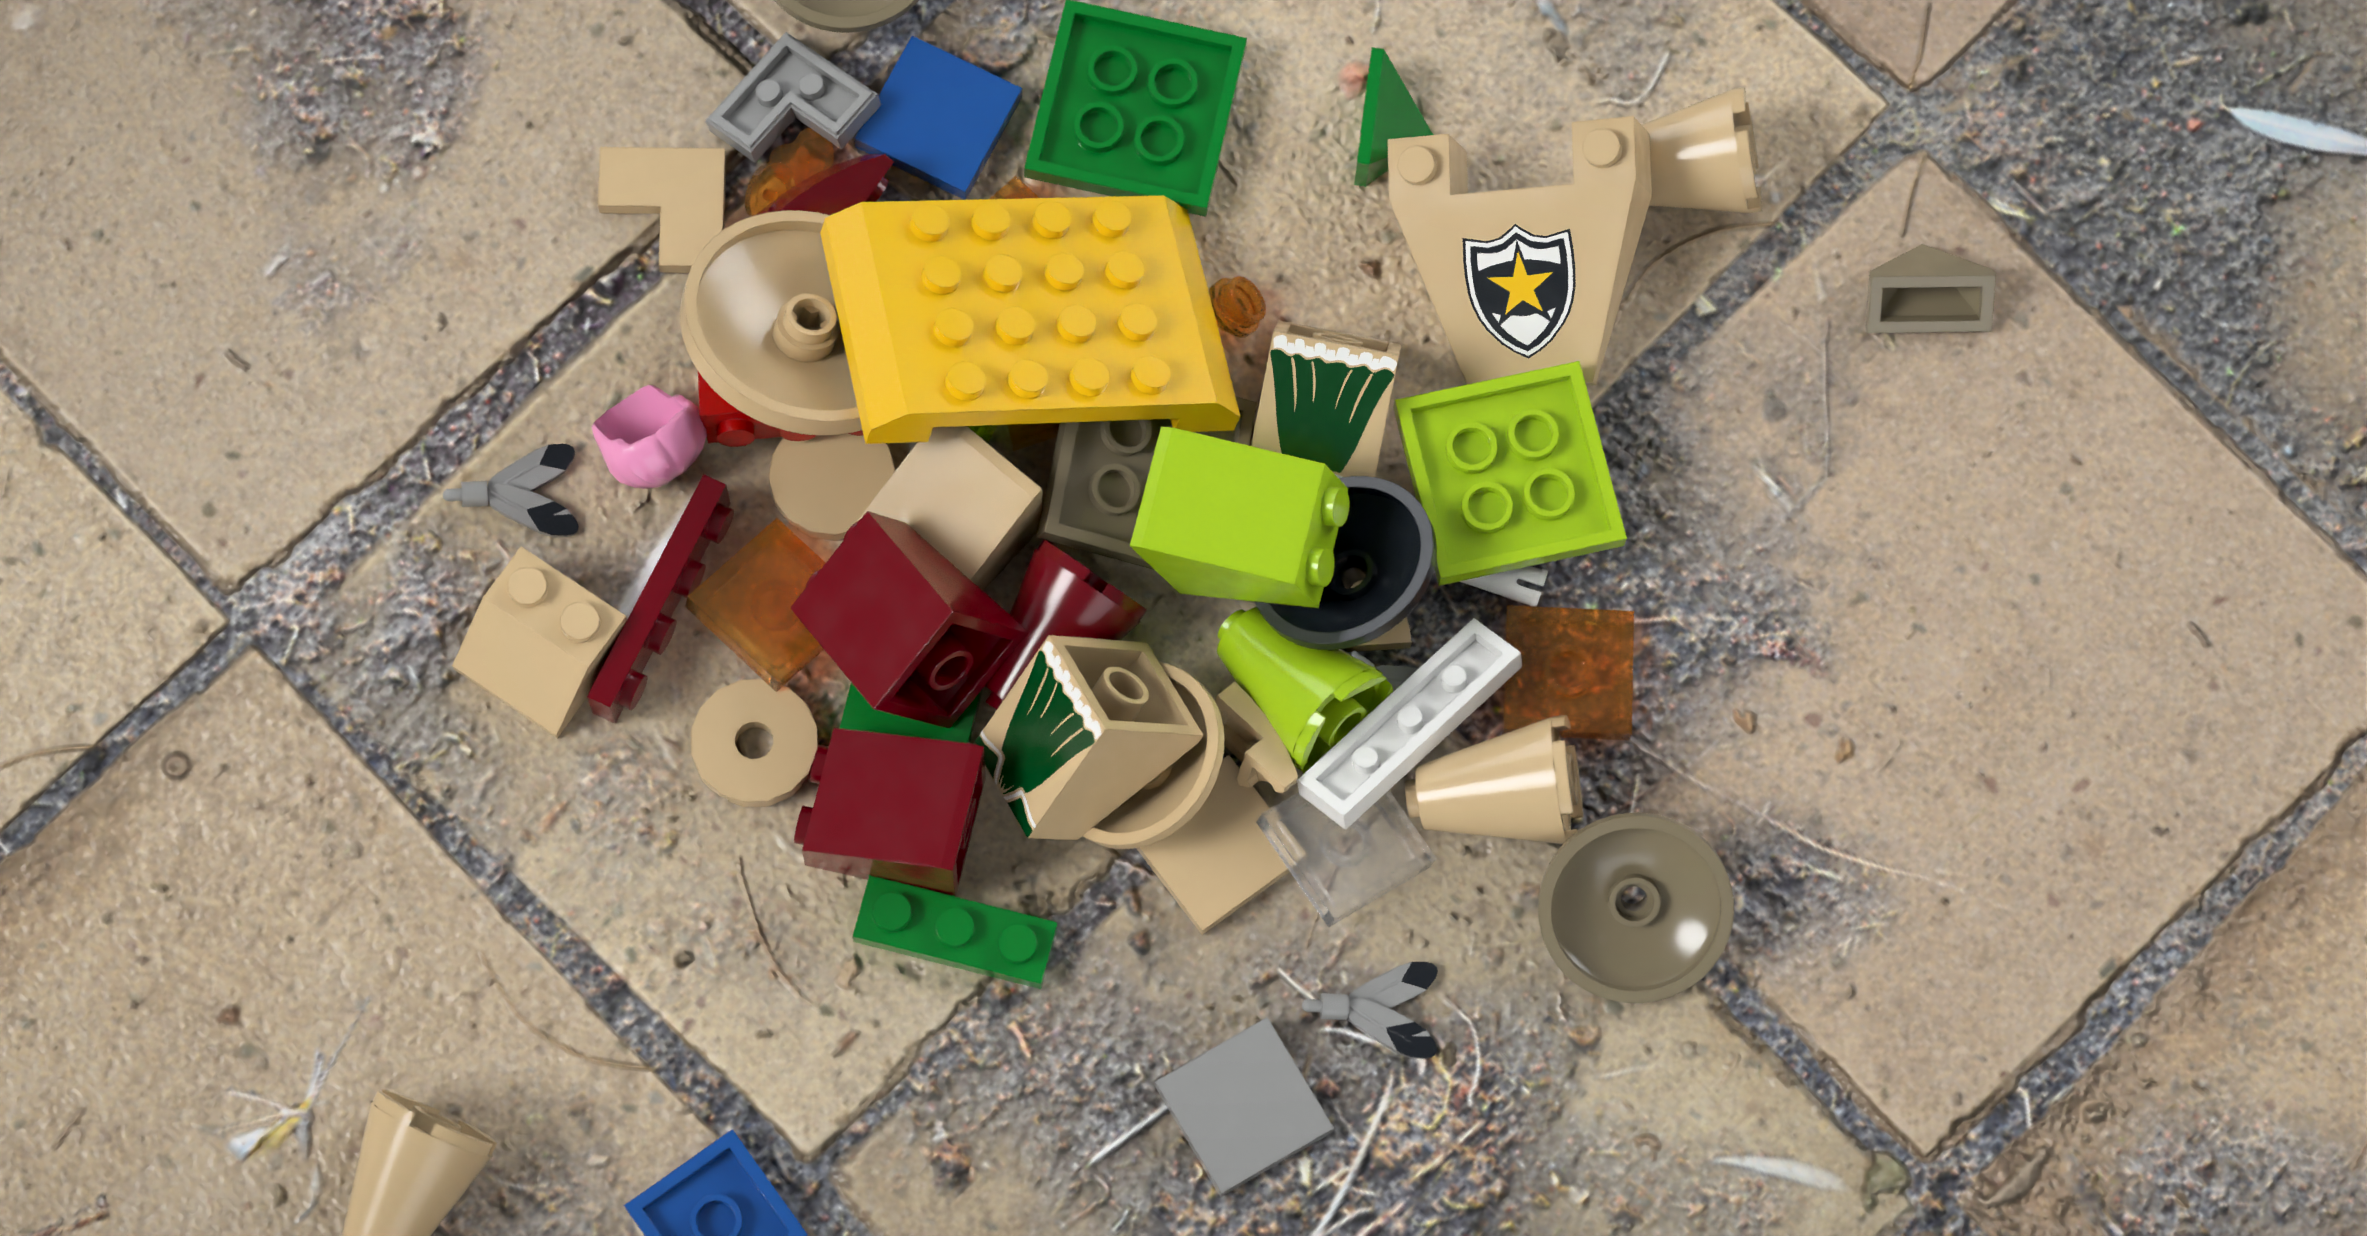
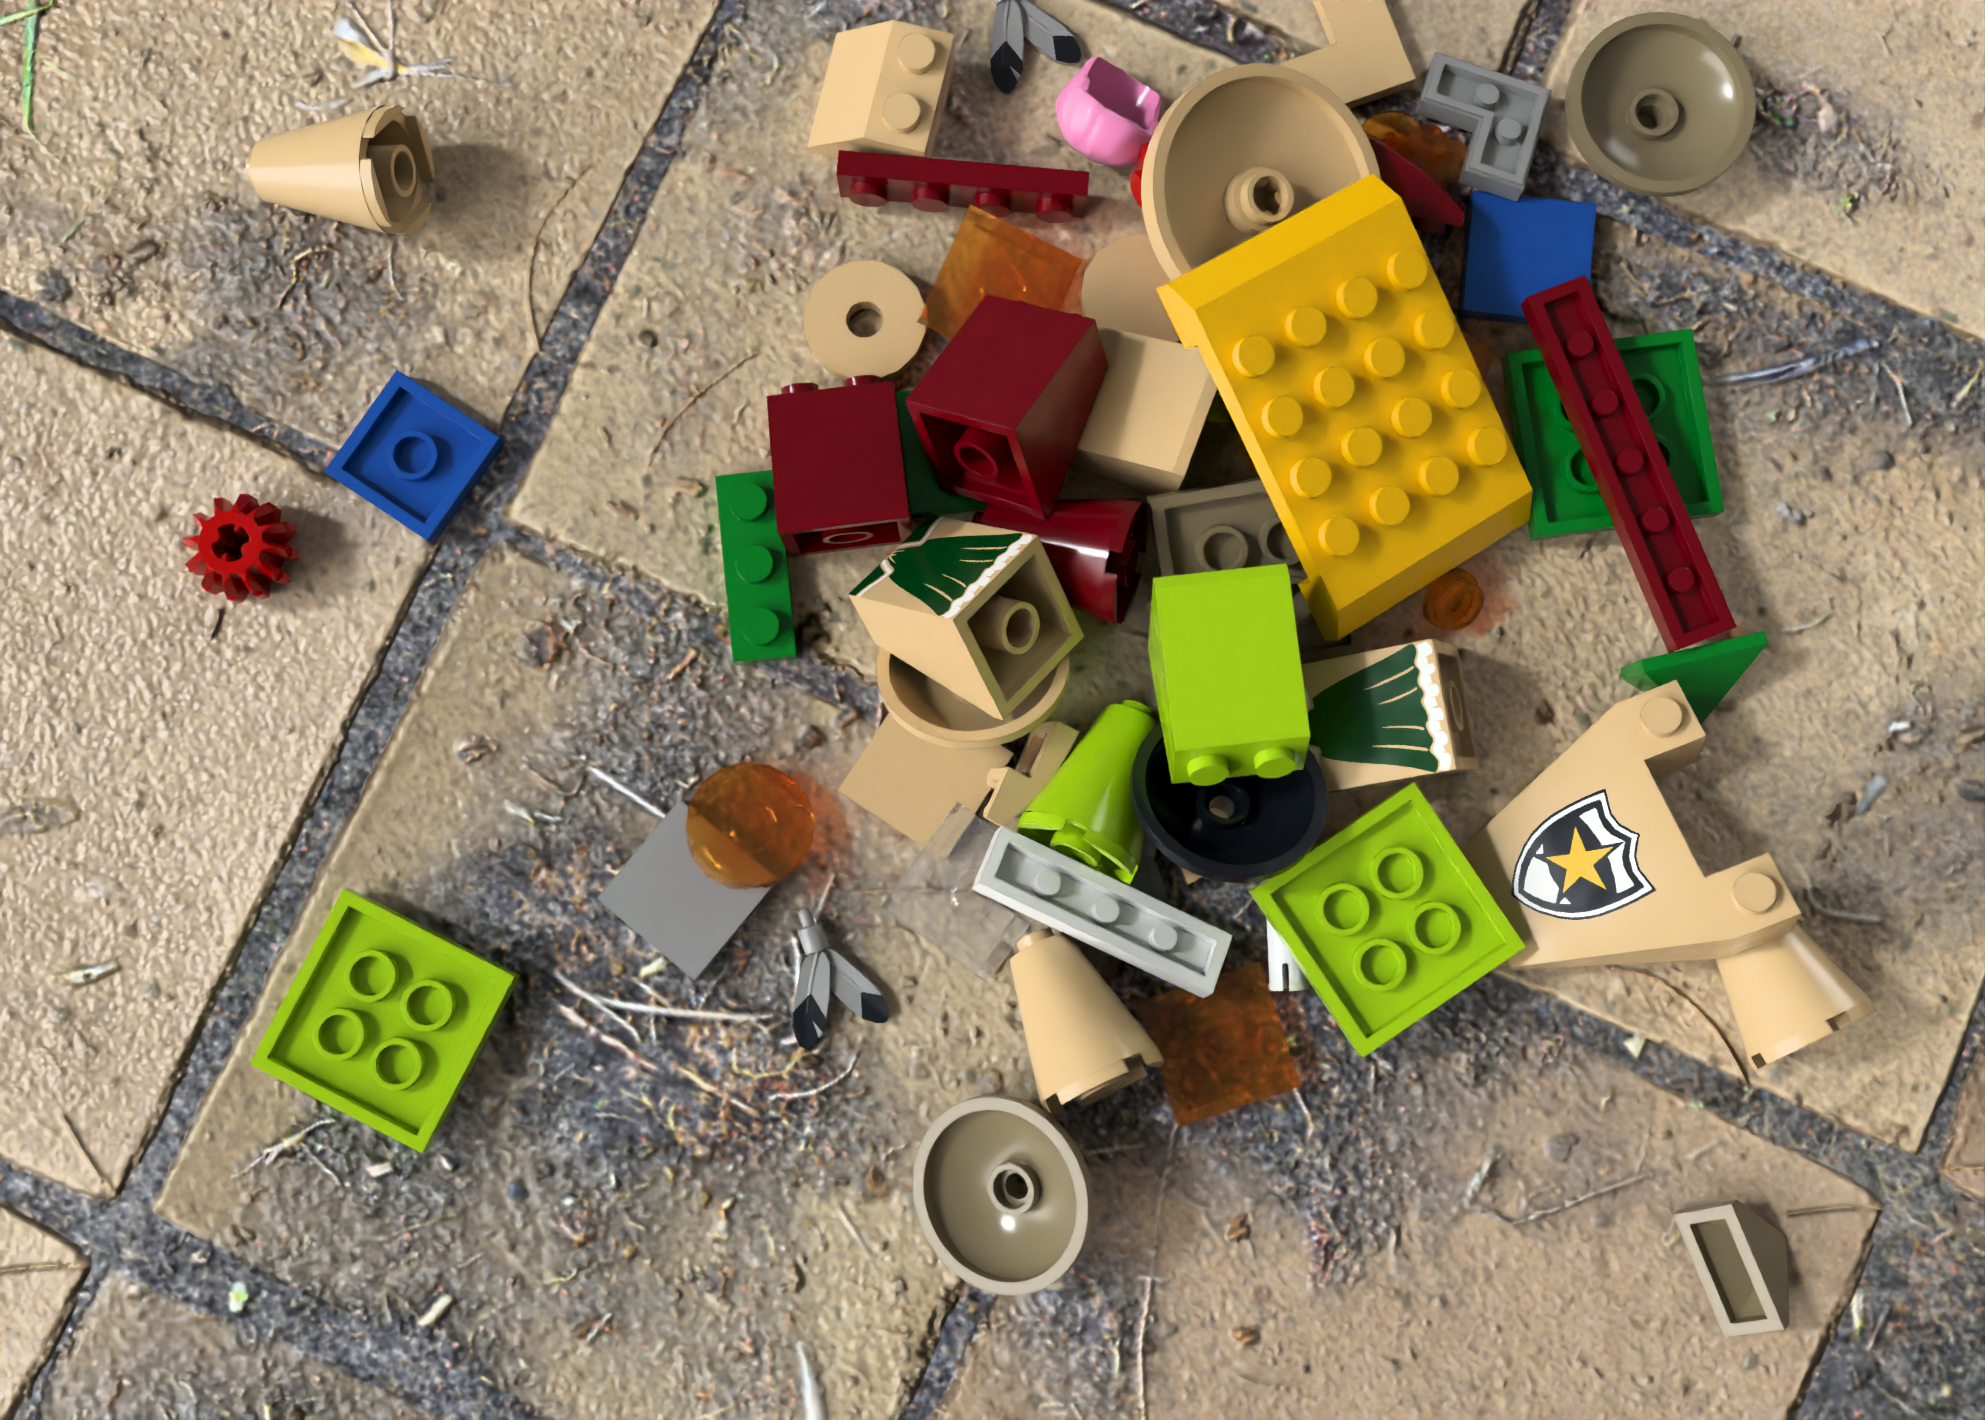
camera: 70 degrees right, 10 degrees up
(1172, 104) = (1627, 464): none -> dark red plate
(1206, 1021) = (749, 826): none -> clear orange tile

